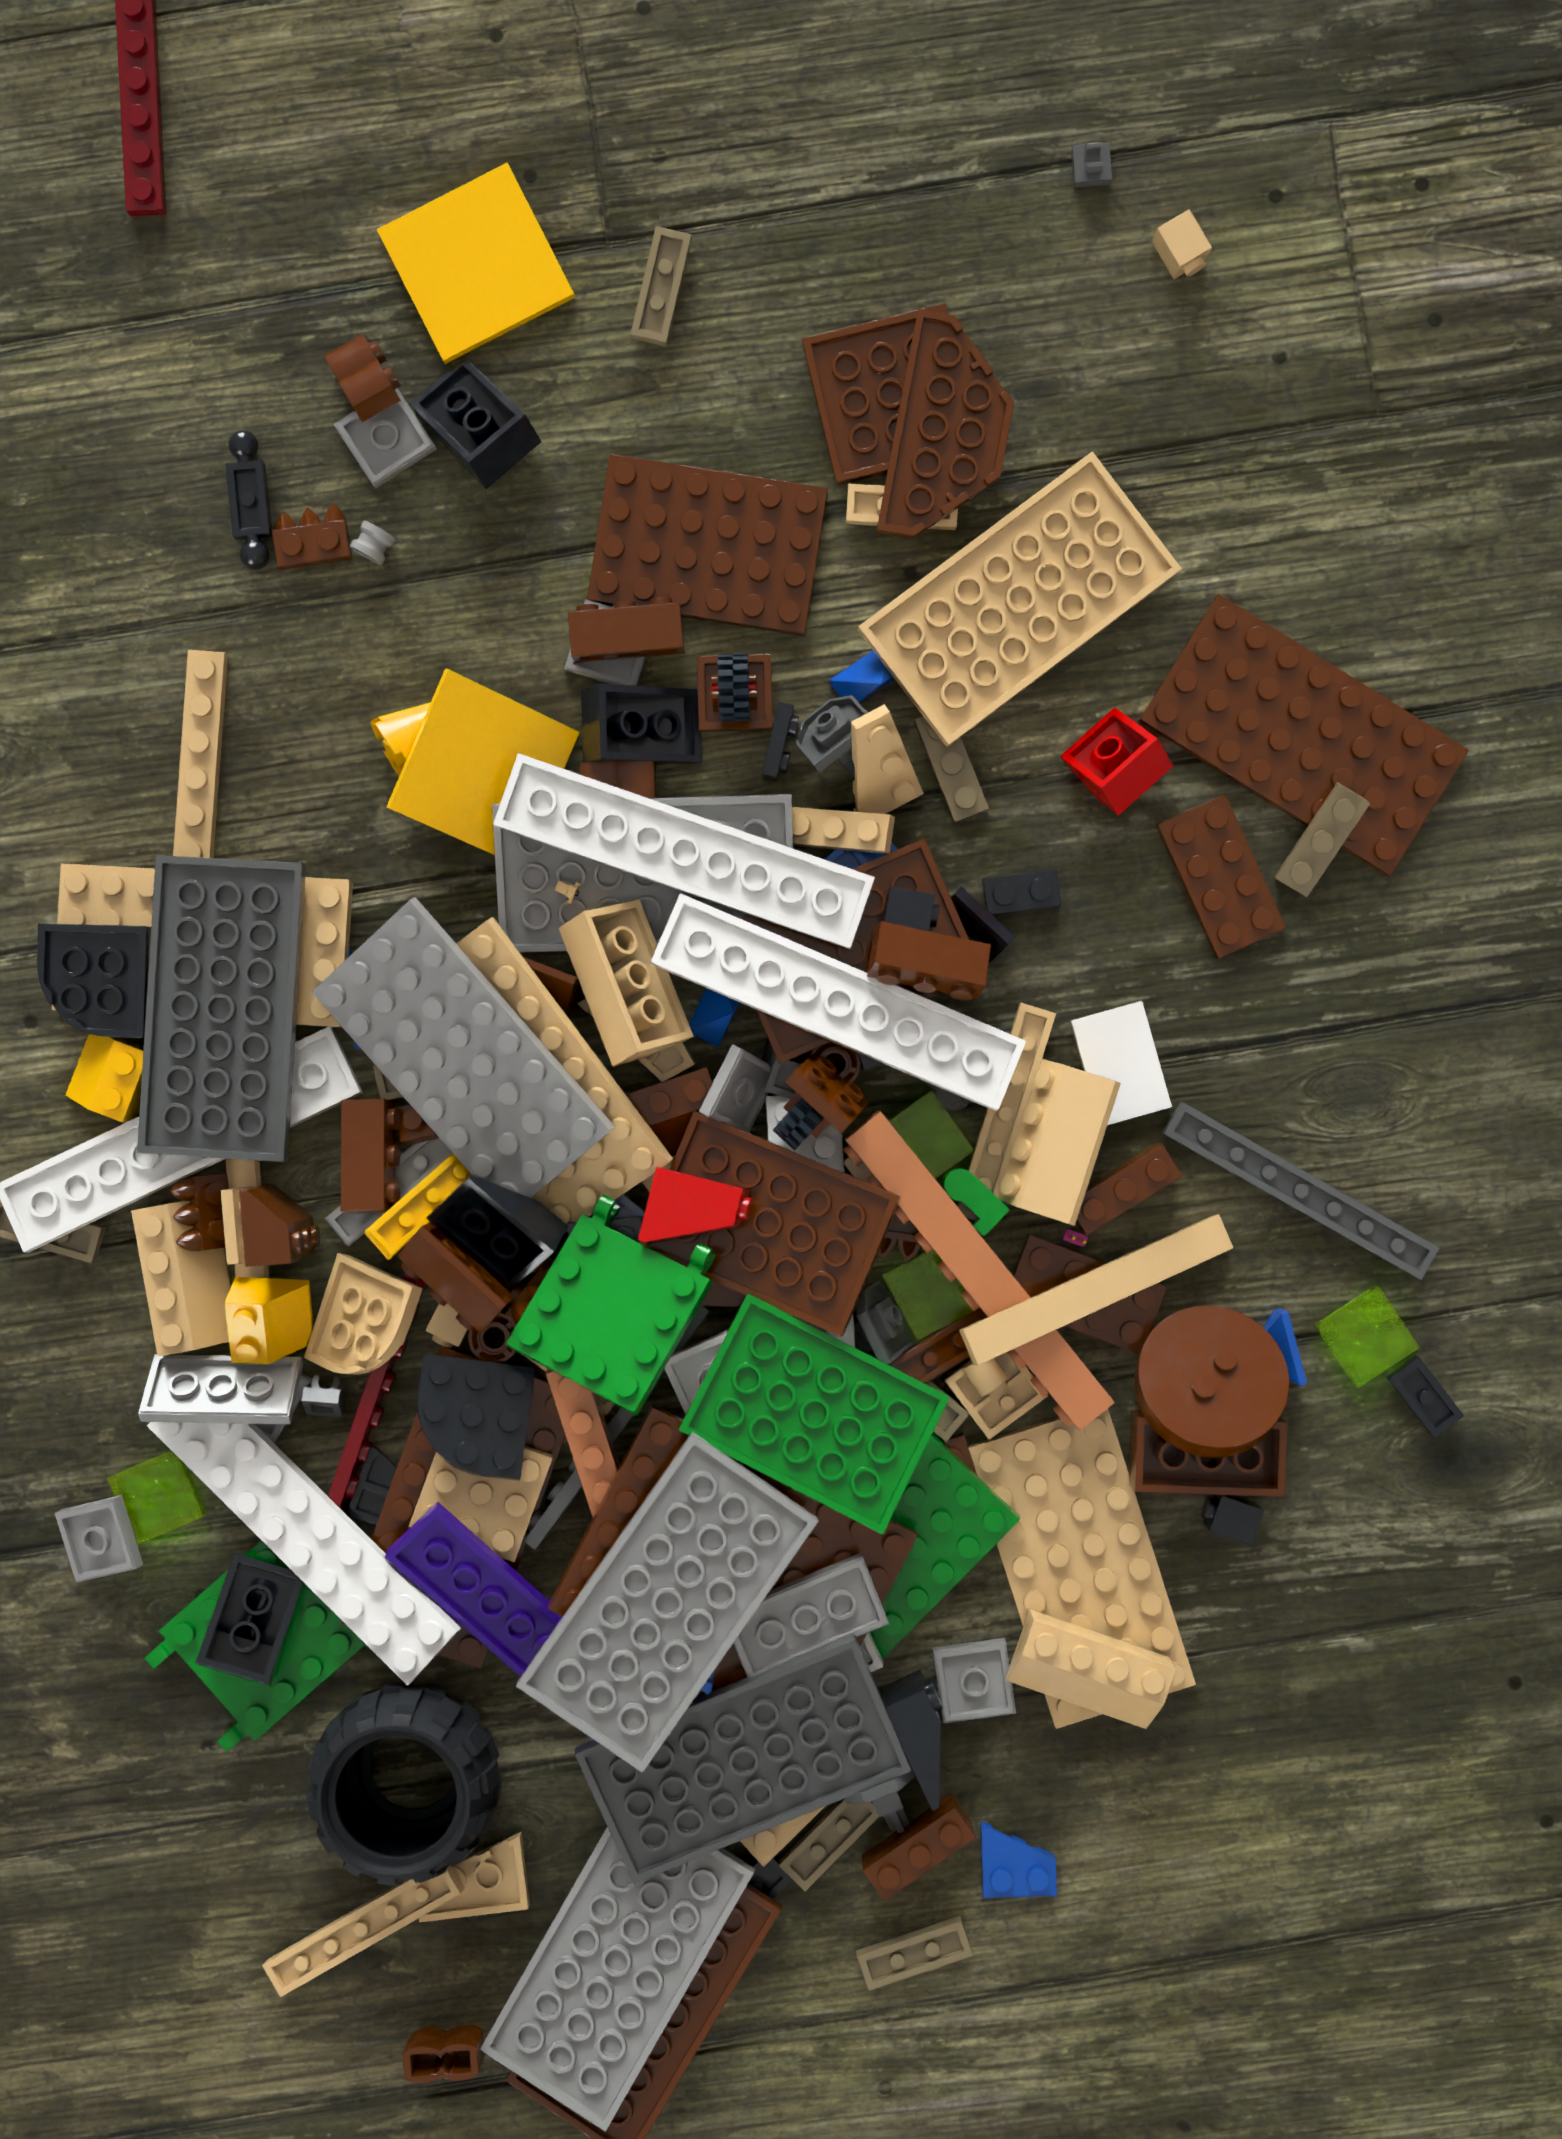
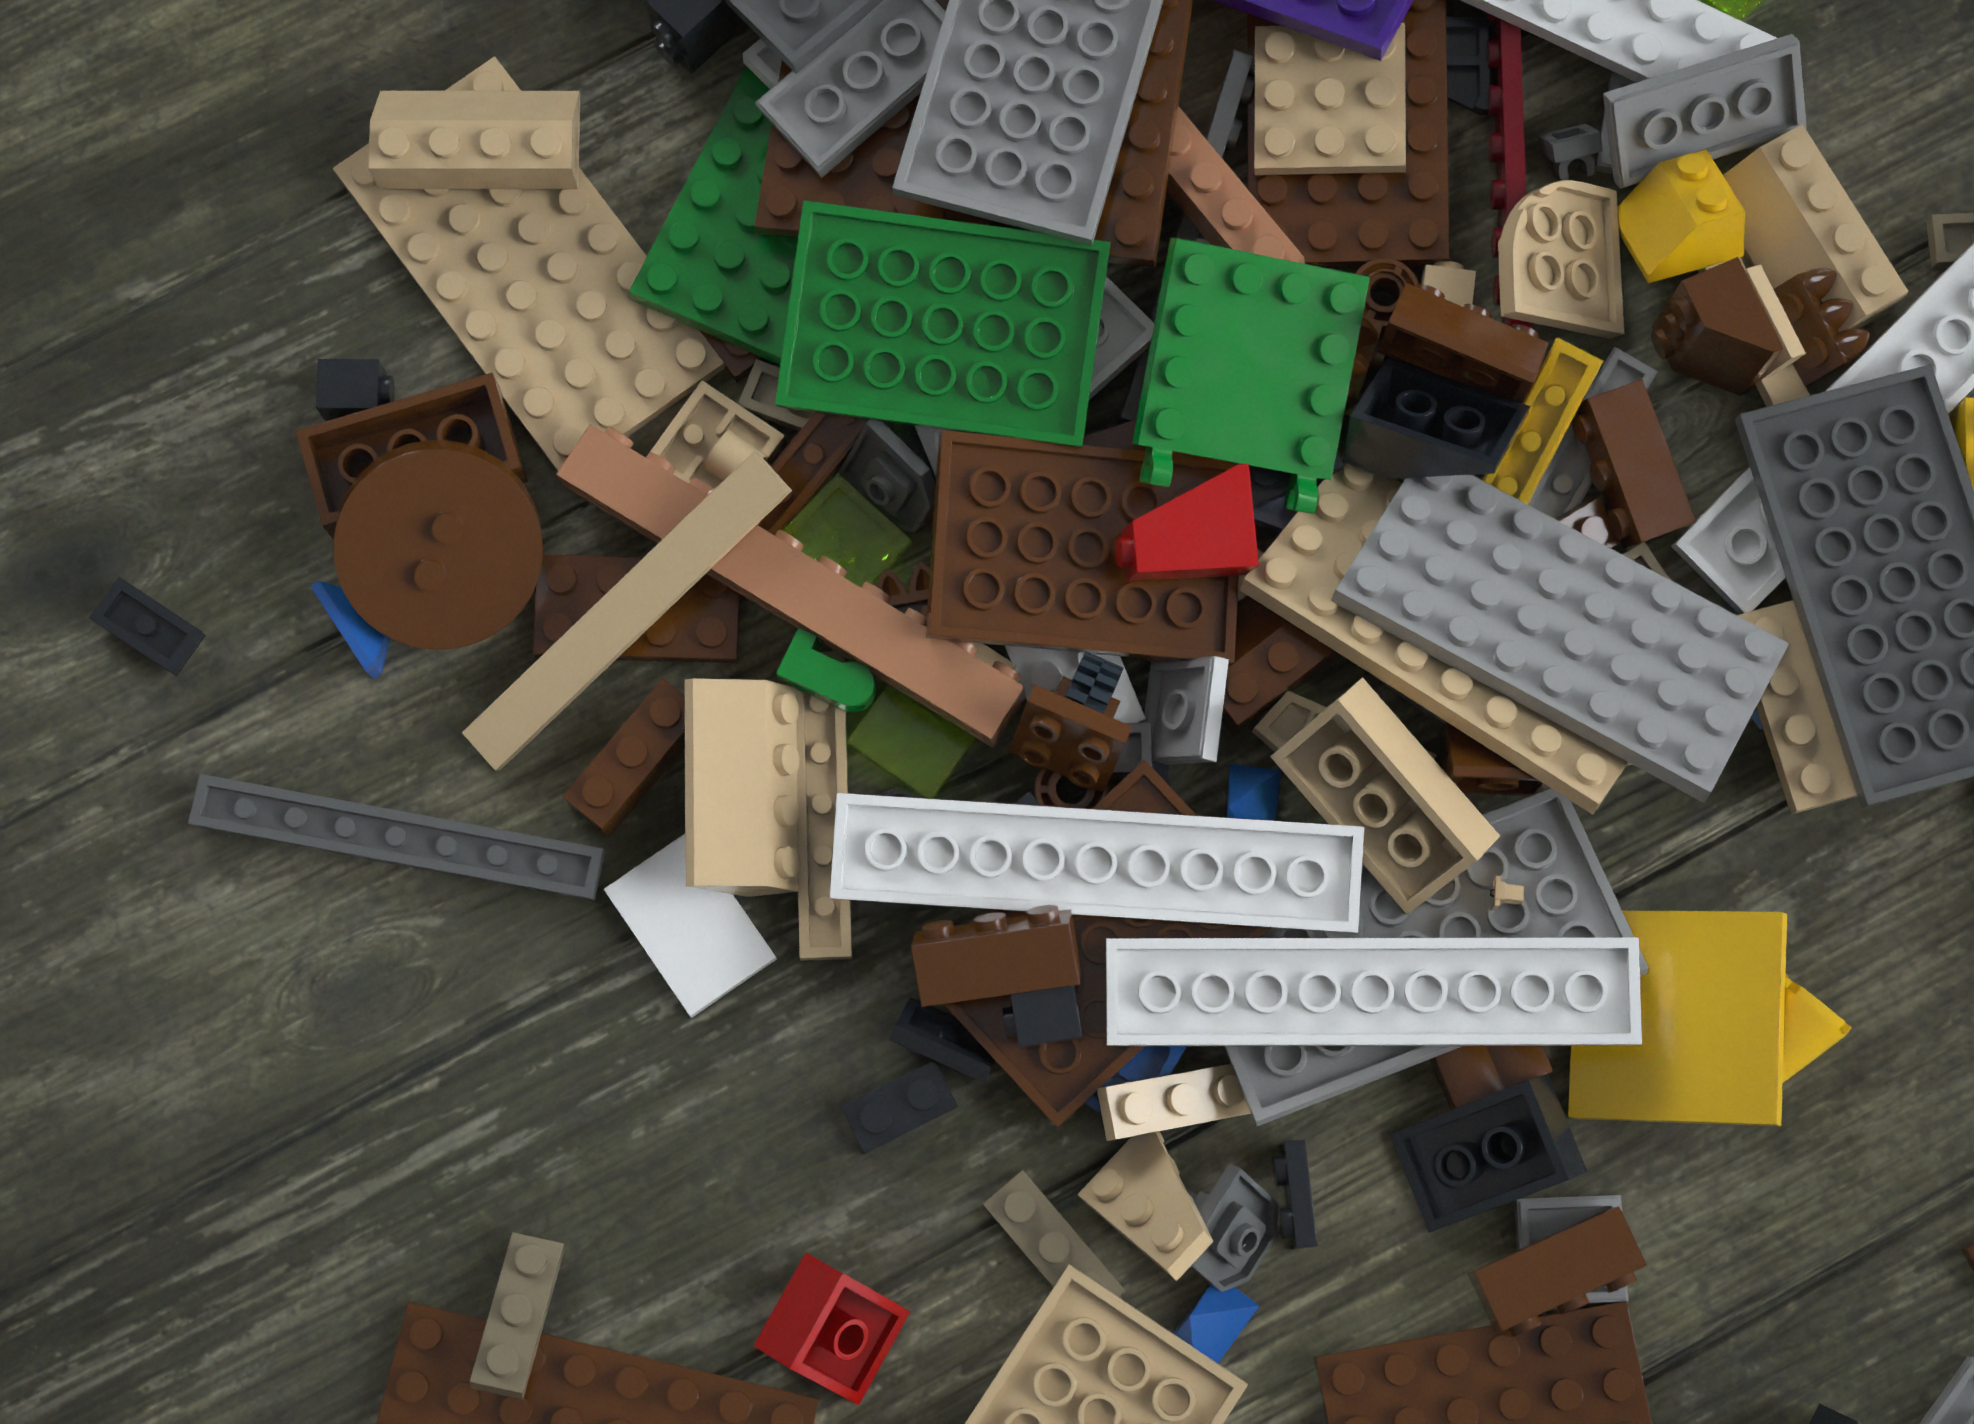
camera: 160 degrees right, 10 degrees down
(372, 542) = (1942, 1275): light grey wheel -> none
(476, 1413) = (1373, 186): black plate -> none
(734, 692) = (1380, 1242): reddish brown plate -> none
(974, 1680) = (619, 81): light grey tile -> none
(1075, 1237) = (675, 676): dark pink piece -> none
(1220, 876) = (638, 1222): reddish brown plate -> none
(1366, 1336) = (248, 679): clear neon green plate -> none

